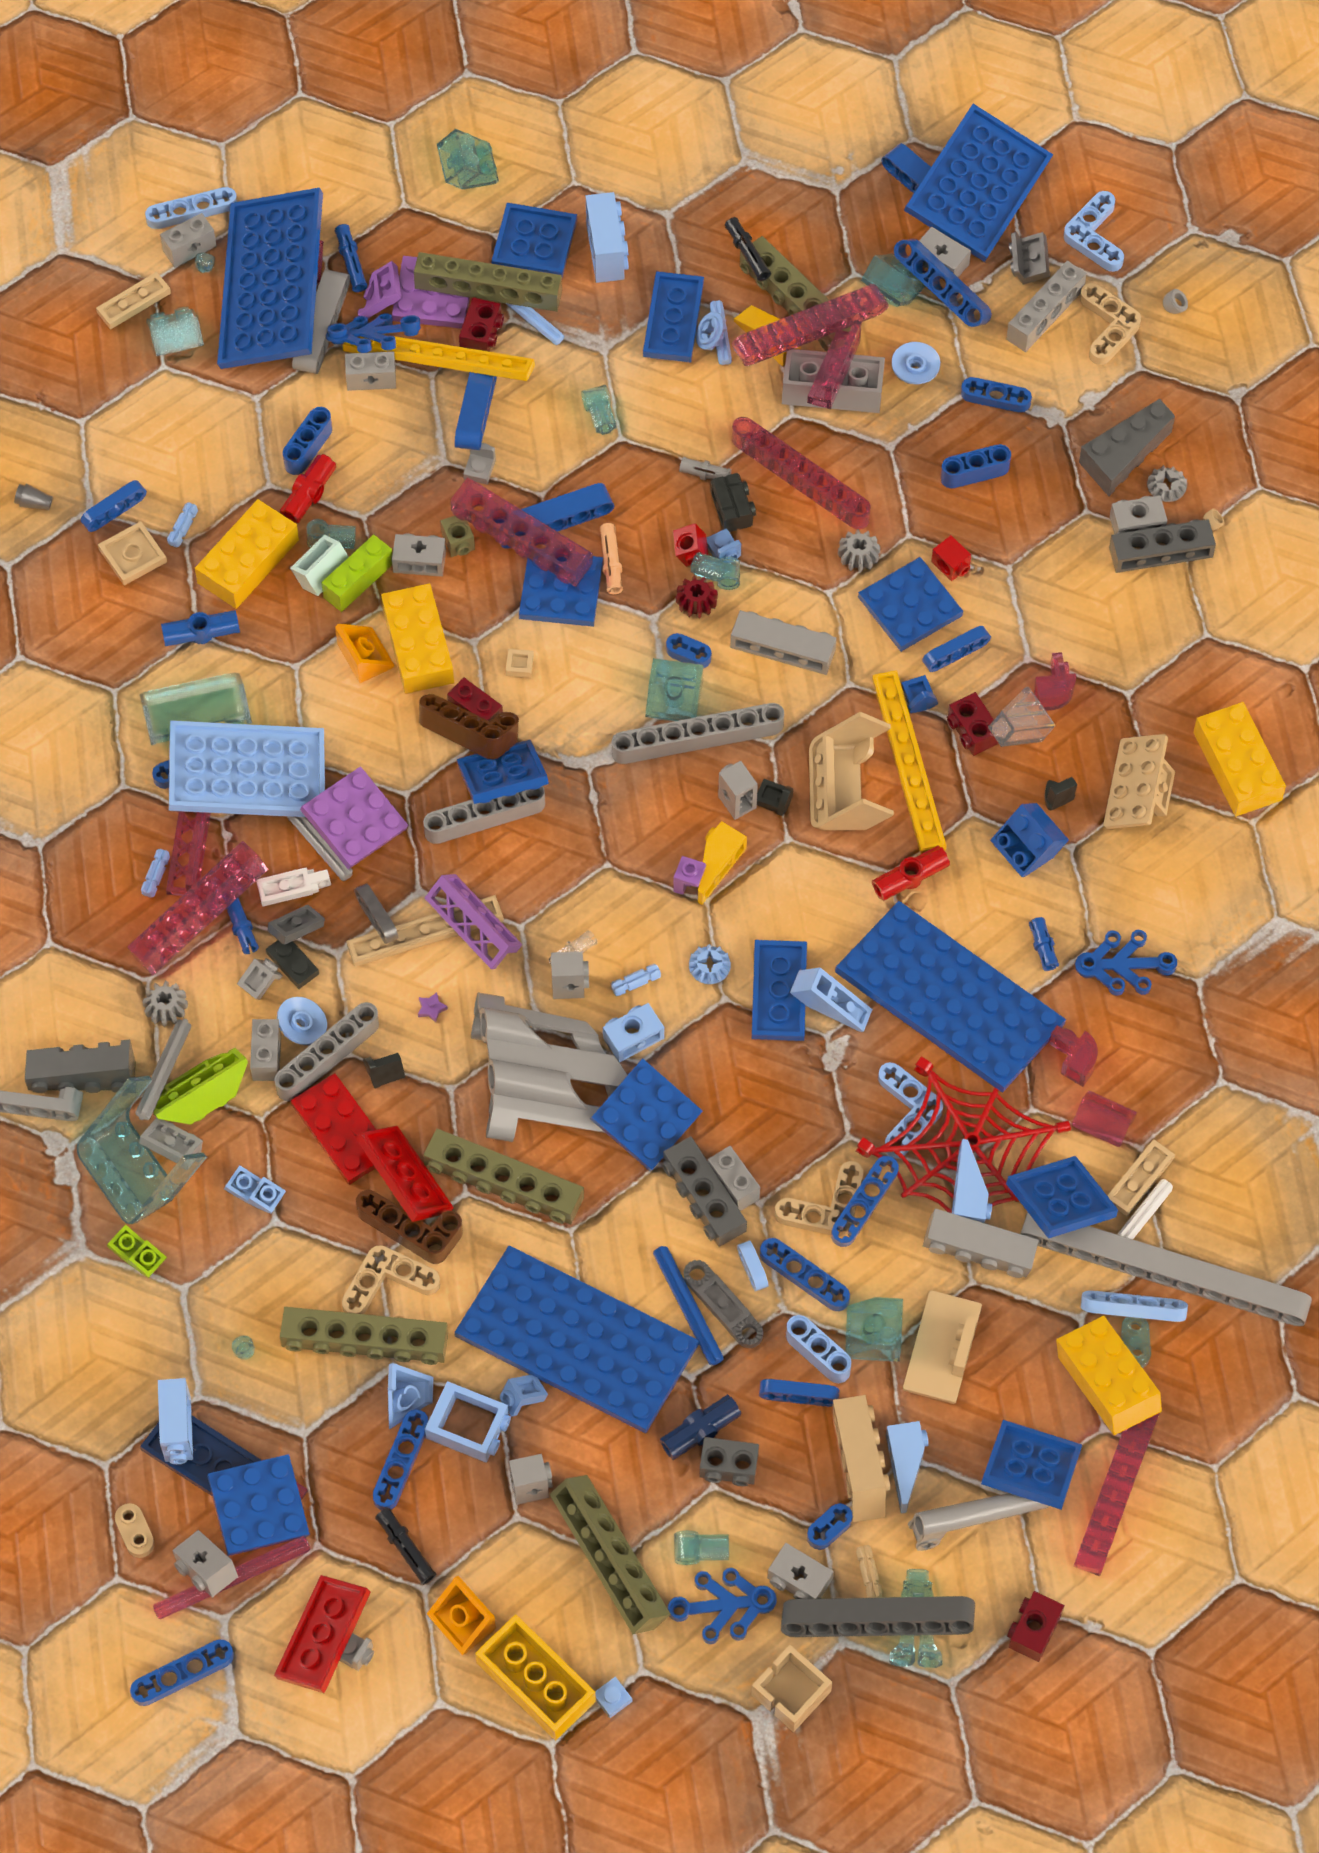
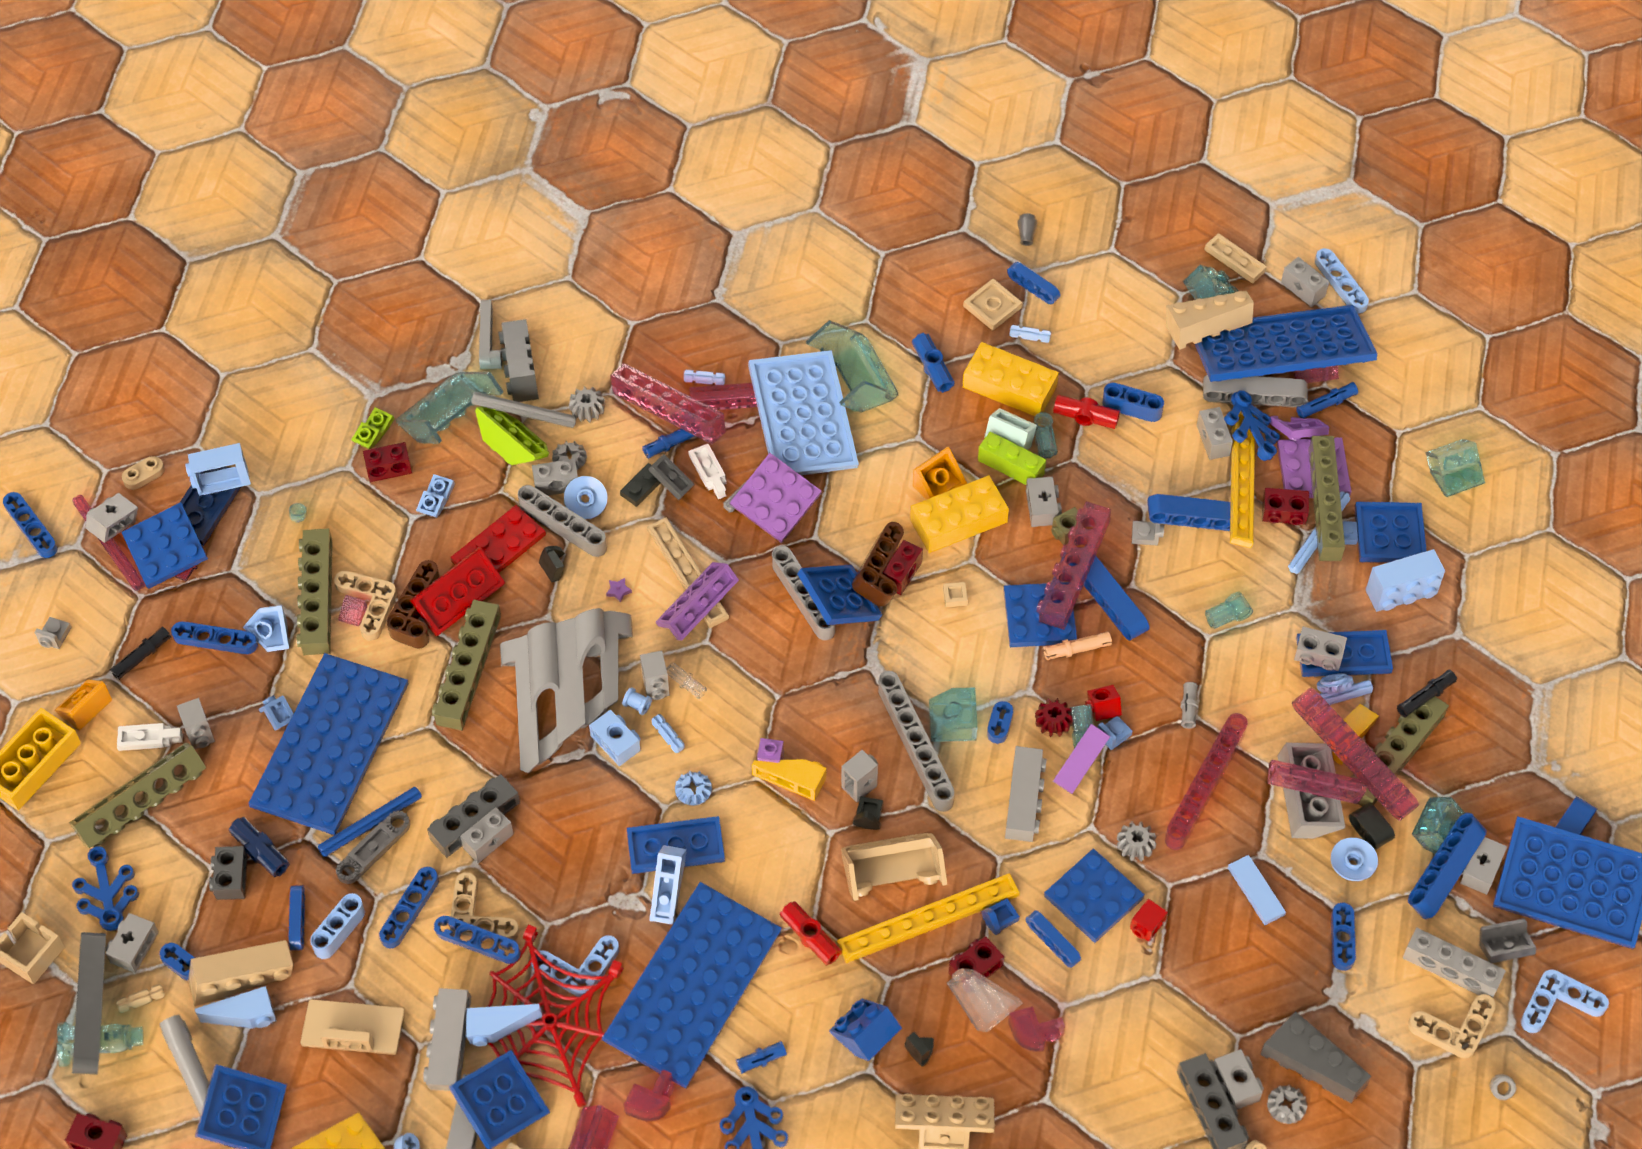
camera: 80 degrees right, 5 degrees down
(170, 1140) = (461, 429): light grey bracket -> none
(196, 1235) = (387, 462): none -> dark red brick
(204, 262) = (1287, 299): clear light blue hinge -> none
(220, 342) = (1208, 316): none -> tan wedge
(242, 1039) = (577, 451): none -> light grey gear
(259, 977) = (622, 462): light grey bracket -> none
(322, 1634) = (62, 608): red tile -> none
(376, 913) = (690, 530): flat silver beam -> none
(398, 1298) = (352, 610): none -> clear pink slope
(434, 1427) = (251, 656): light blue window -> none
(526, 1545) = (147, 736): none -> white hinge
(590, 1003) = (637, 701): none -> light blue bush
(612, 1697) = (22, 822): light blue plate -> none
(646, 1114) = (536, 757): blue plate -> none
(670, 330) = (1321, 644): none -> light grey brick
(692, 1547) = (151, 859): clear light blue piece -> none
(732, 502) = (1159, 730): pearl dark grey brick -> none
(752, 1265) = (409, 863): light blue beam -> none
(755, 579) = (1081, 759): none -> medium lavender tile
(874, 1329) = (360, 971): clear light blue slope -> none
(881, 339) = (1372, 826): none -> pearl dark grey beam
(927, 457) = (1256, 890): none -> light blue tile
(984, 458) = (1259, 937): blue beam -> none

